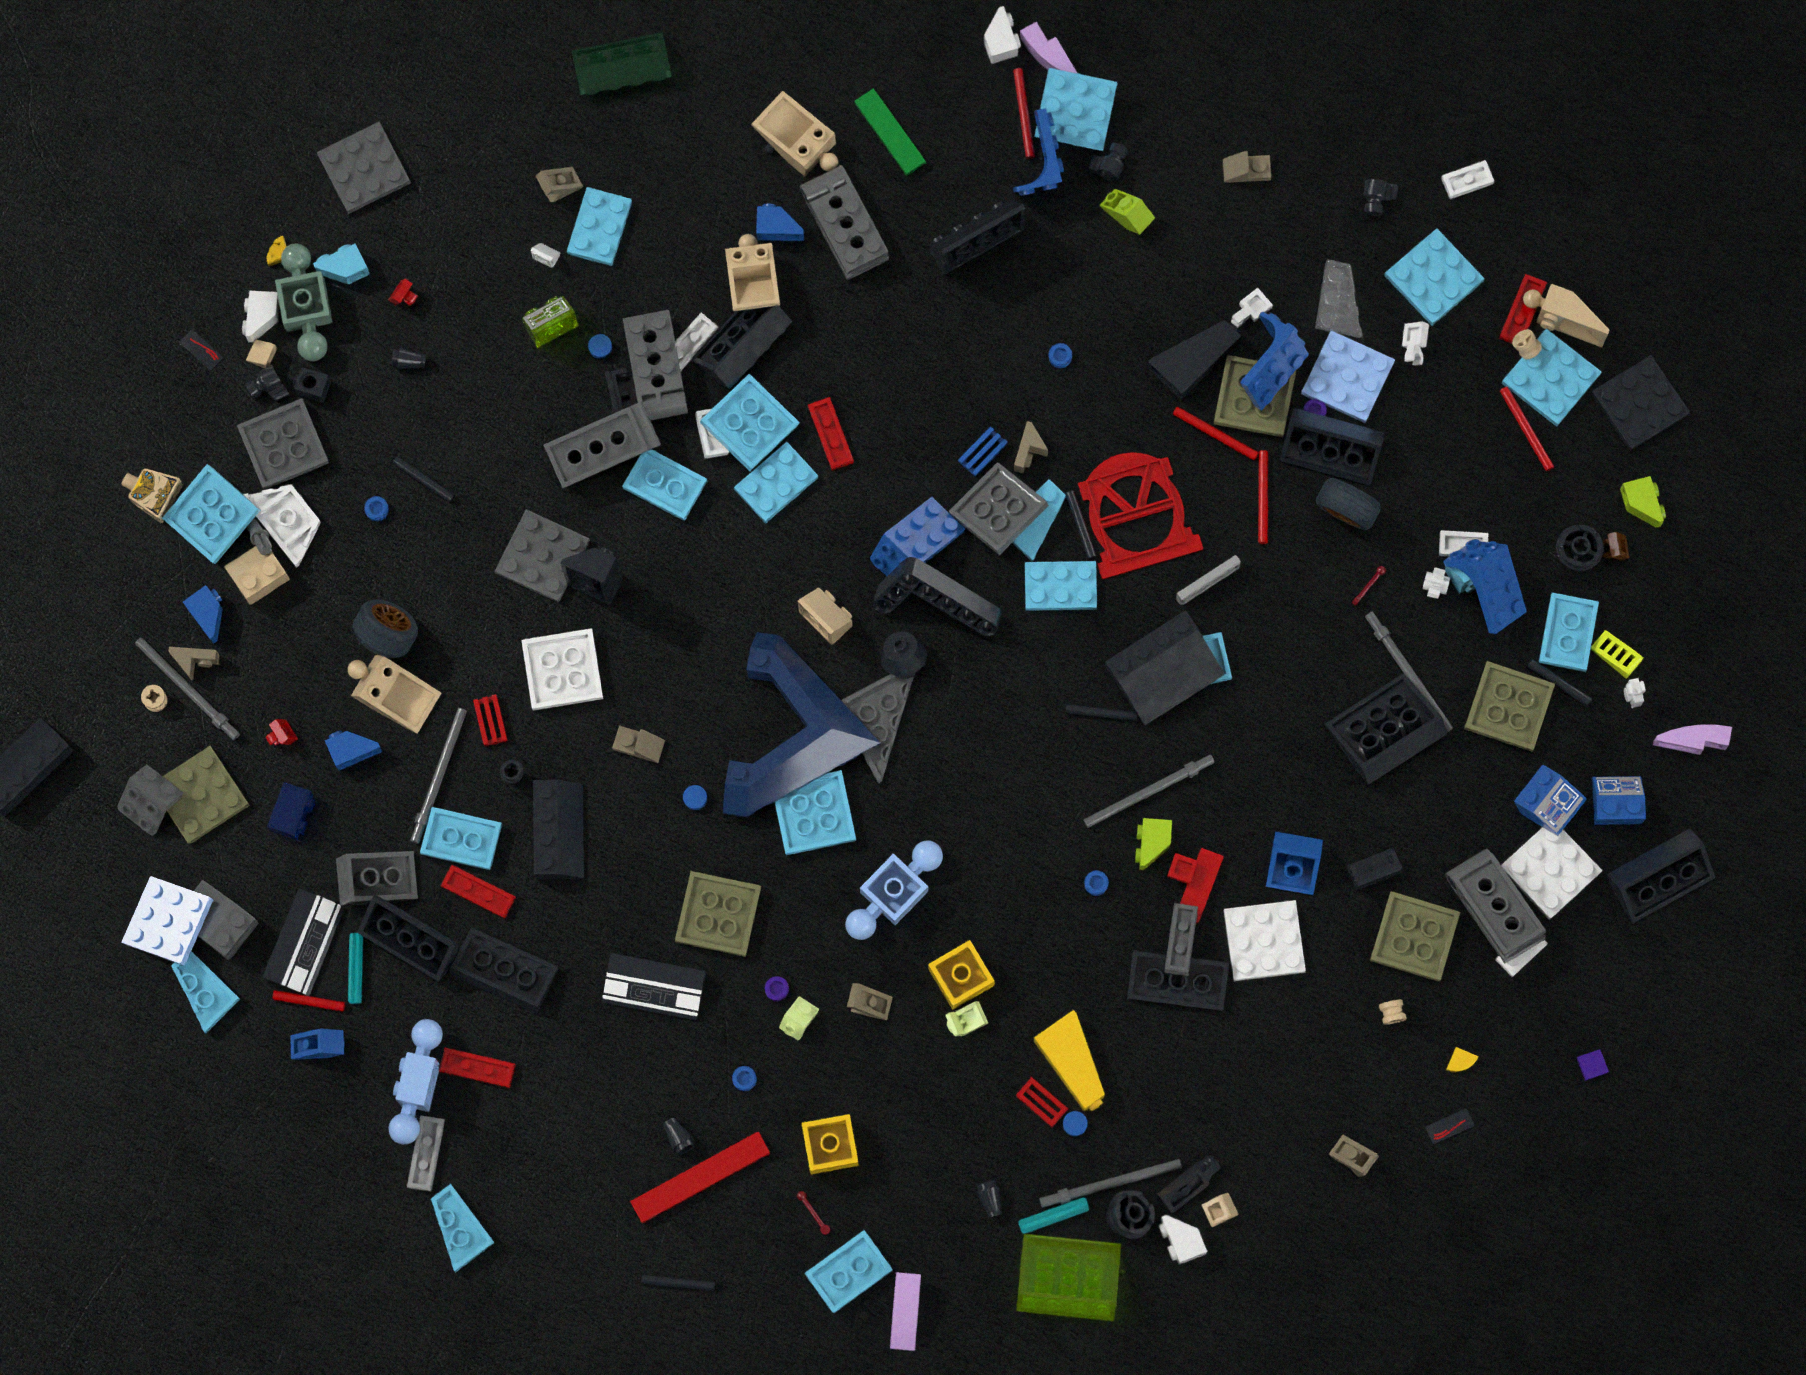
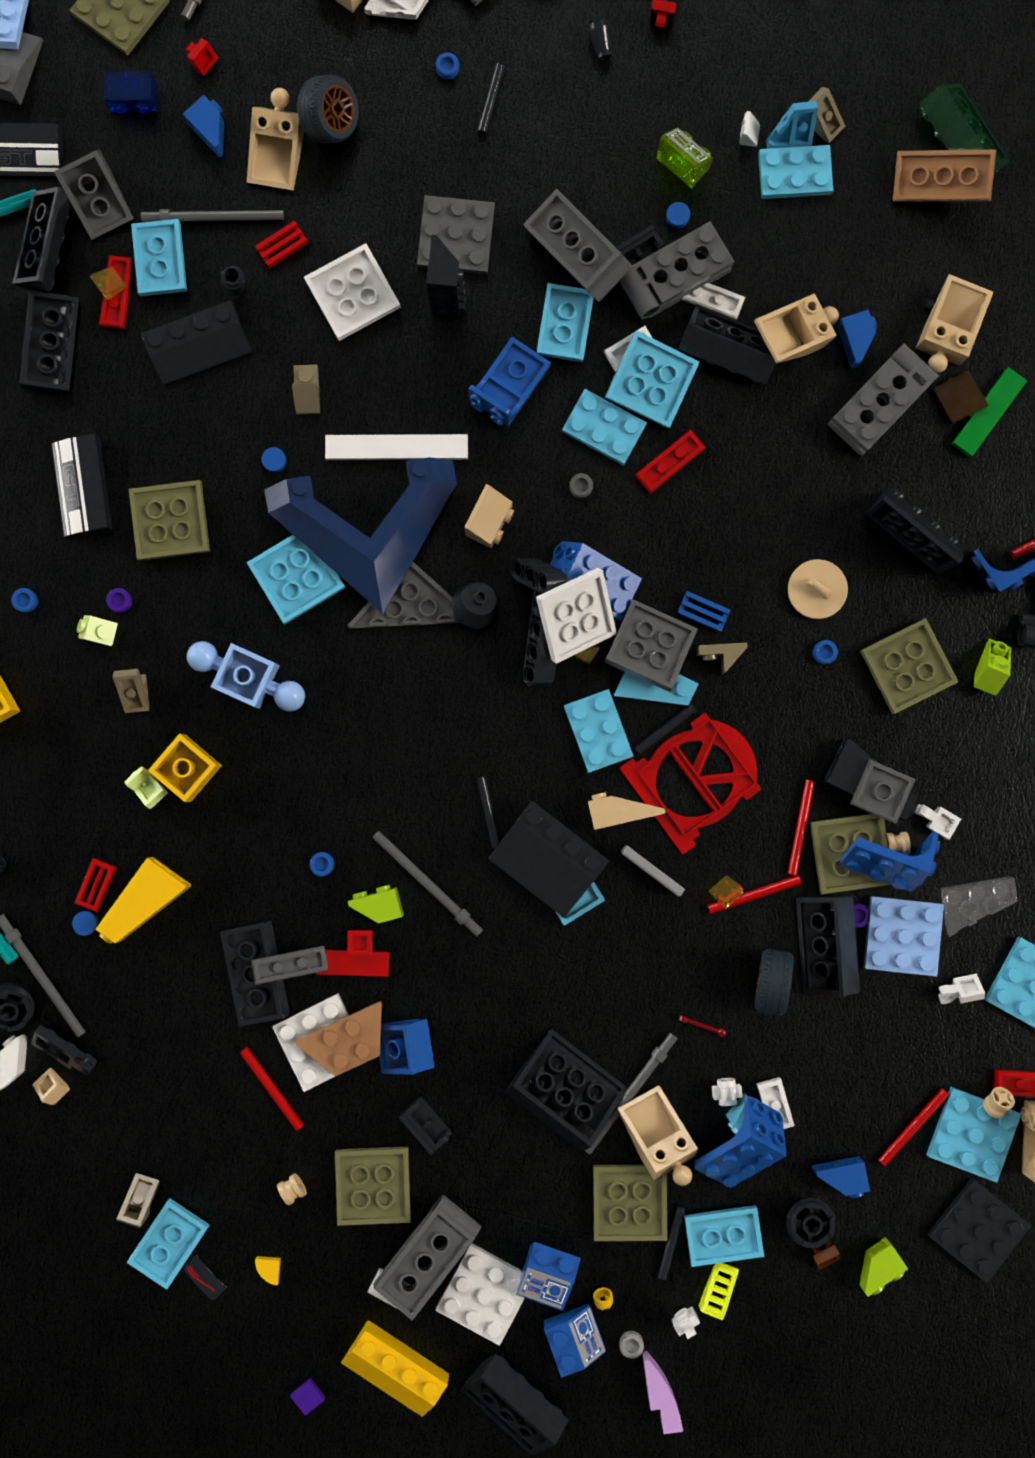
camera: 65 degrees right, 10 degrees up
(469, 892) = (108, 282): none -> clear yellow slope
(561, 212) = (795, 127): none -> dark azure wing
(658, 96) = (944, 176): none -> medium nougat tile
(702, 554) = (508, 382): none -> blue bracket
(725, 679) = (396, 447): none -> white tile
(823, 522) = (581, 486): none -> dark grey tile
(867, 153) = (960, 397): none -> dark brown piece
(949, 561) = (576, 615): none -> white plate
(985, 572) = (587, 655): none -> clear yellow slope
(999, 342) = (817, 589): none -> tan shield
(1100, 285) = (909, 666): none -> olive plate
(1140, 594) = (615, 810): none -> tan slope
(1207, 347) = (882, 791): none -> dark grey tile
(1251, 520) = (726, 891): none -> clear yellow slope
(1259, 347) = (899, 842): none -> tan wheel
(1270, 910) = (346, 1041): none -> medium nougat wing
(1292, 1001) = (271, 1089): none -> red bar
(1405, 1145) = (168, 1243): none -> medium azure plate
(1449, 660) = (658, 1129): none -> tan slope
(1550, 504) = (845, 1175): none -> blue slope
(1590, 761) = (608, 1296): none -> yellow hinge
(1594, 974) = (396, 1369): none -> yellow slope
(1642, 751) = (631, 1344): none -> light grey tile

